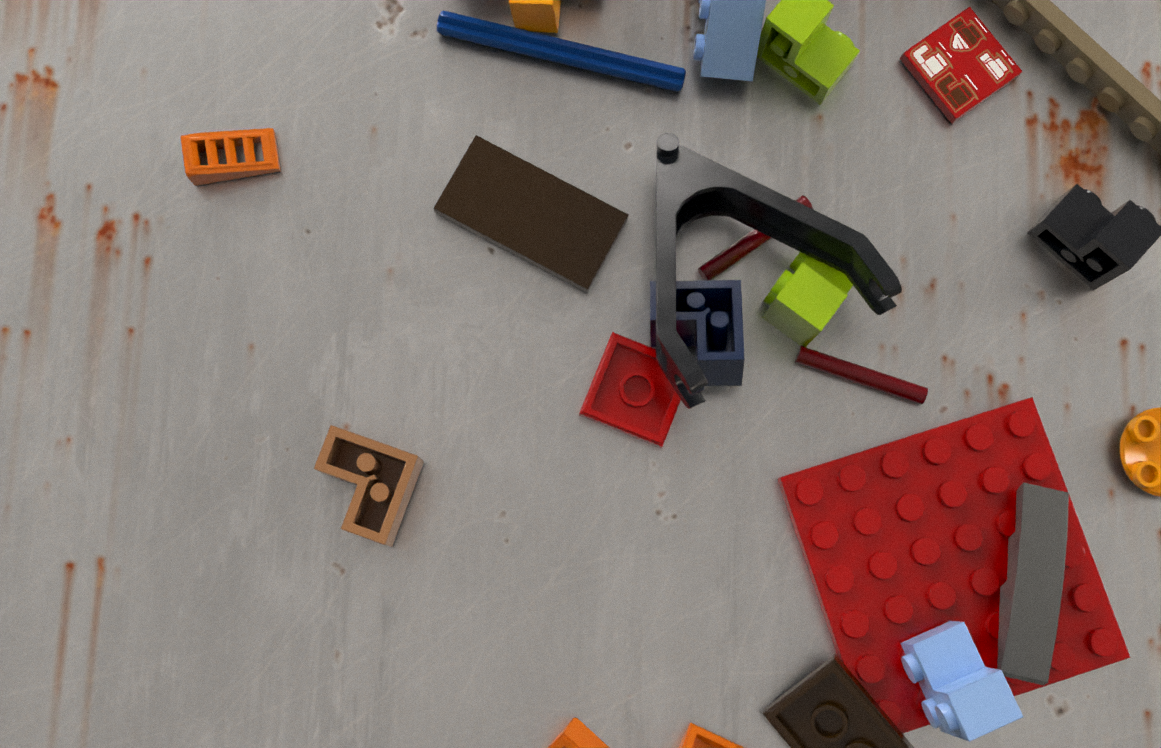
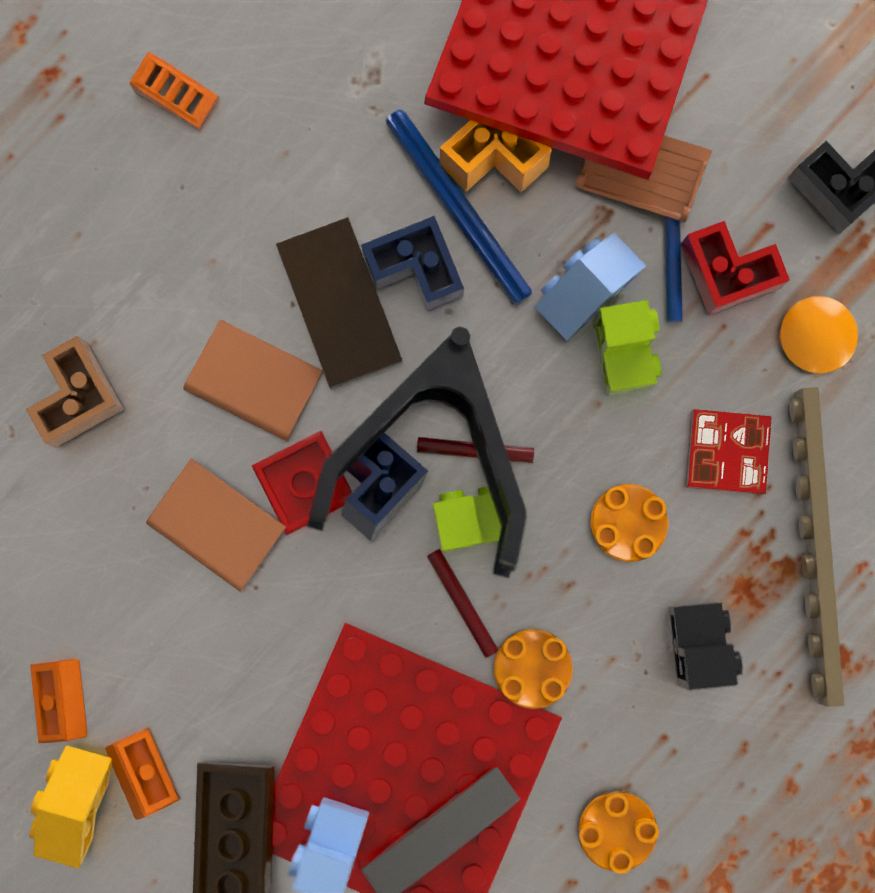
camera: 45 degrees right, 5 degrees up
(514, 340) = (253, 380): none -> nougat piece
(569, 110) = (416, 252): none -> dark blue brick
(593, 491) = (215, 525): none -> nougat piece
(936, 188) = (629, 522): none -> light orange dish
(970, 377) = (533, 668): none -> light orange dish

